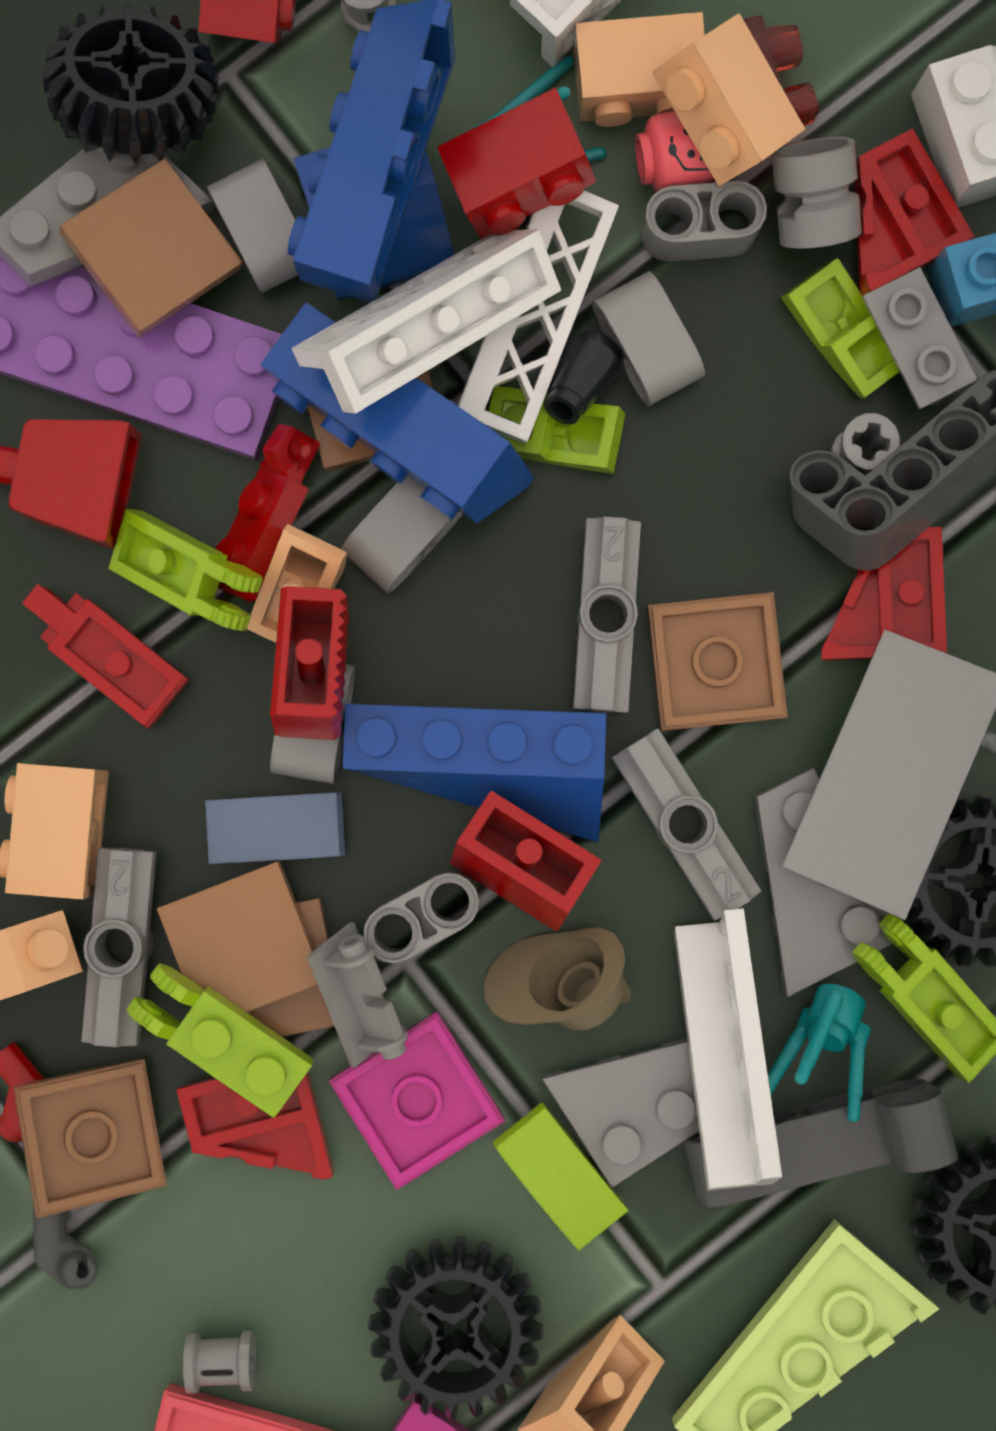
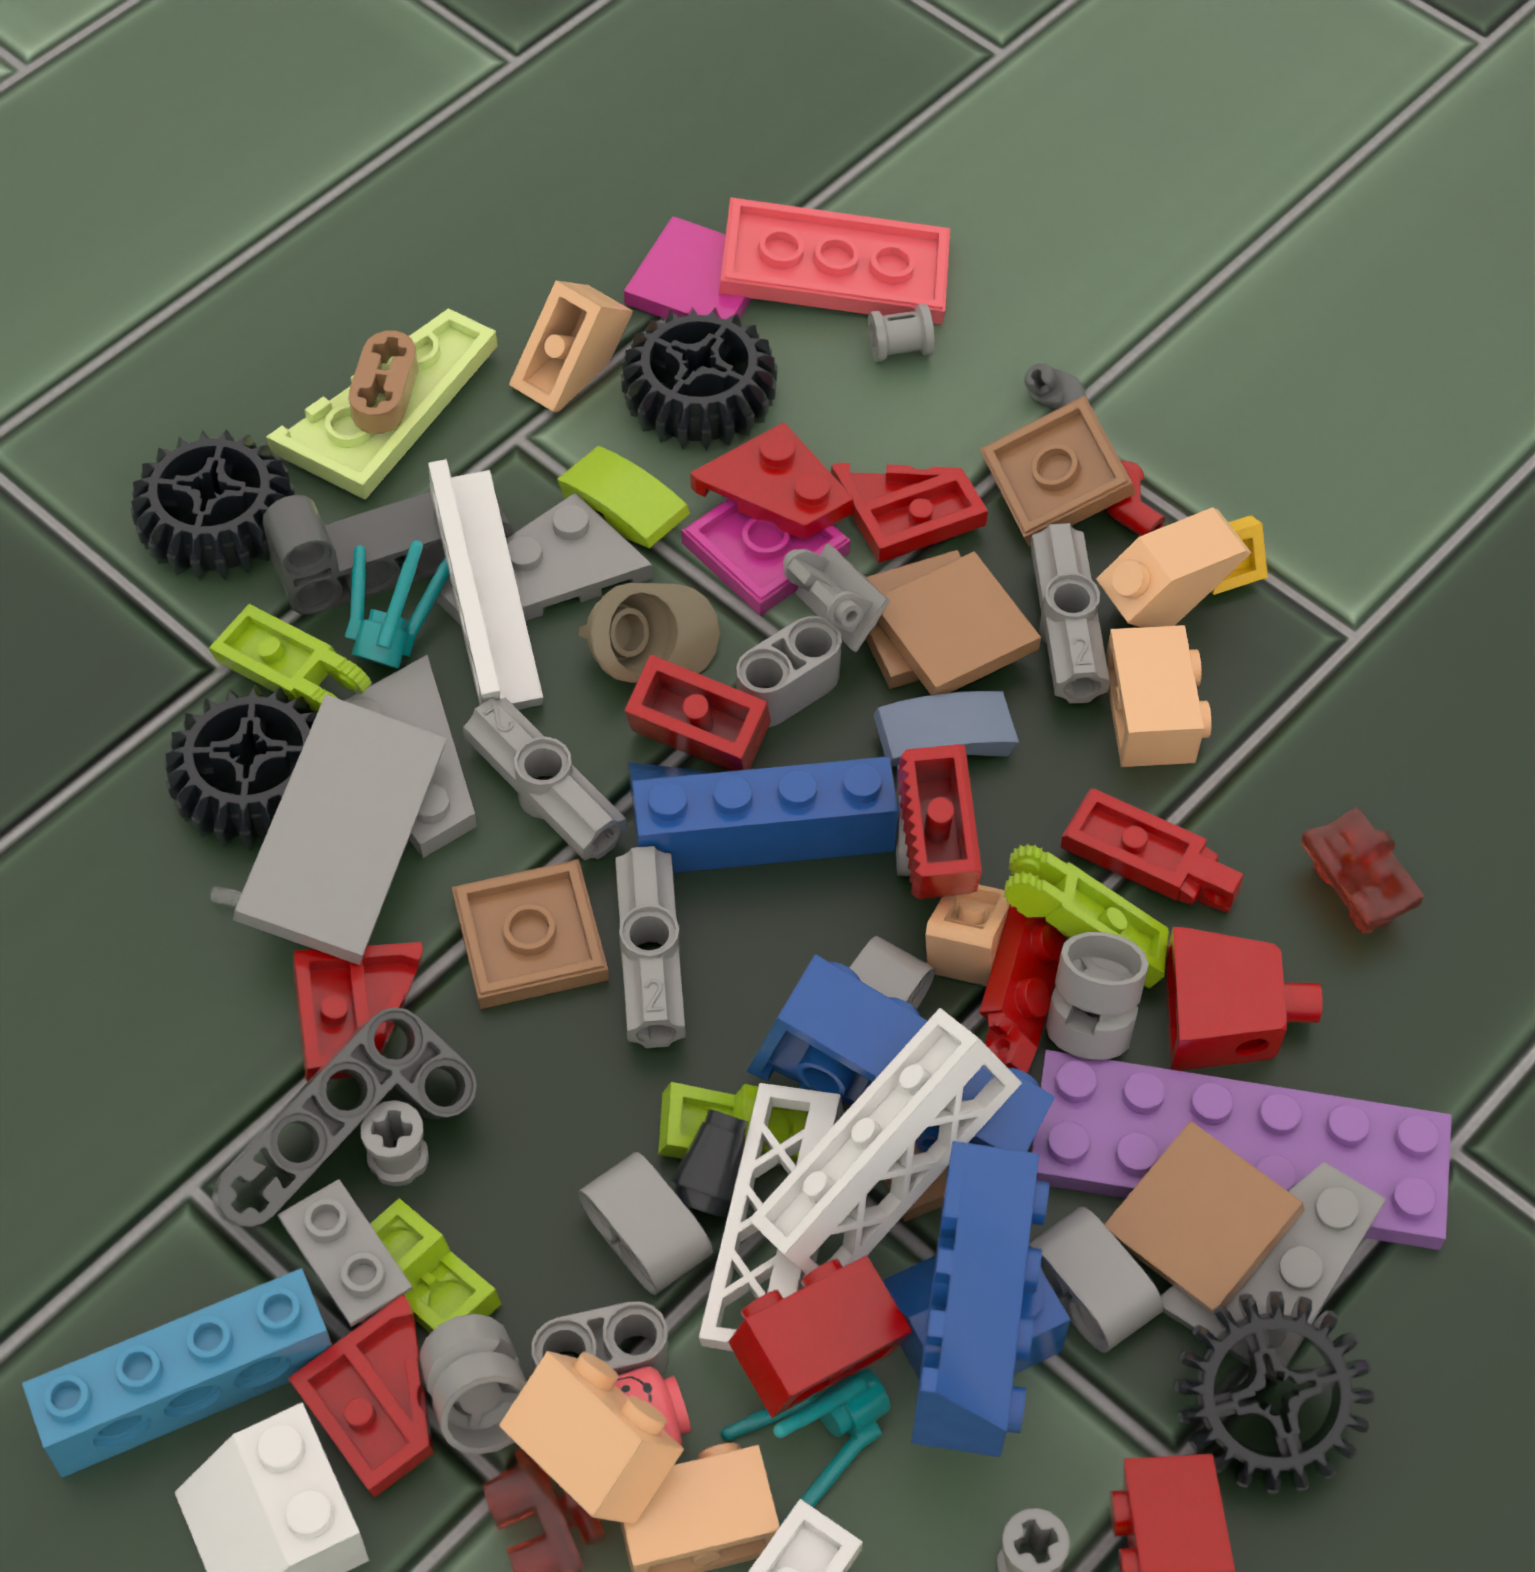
camera: 170 degrees right, 30 degrees down
(194, 484) = (1096, 995): none -> light grey wheel
(224, 1041) = (955, 541): lime hinge -> none
(394, 1161) = (777, 482): none -> red wing
(822, 1365) = (372, 379): none -> medium nougat beam

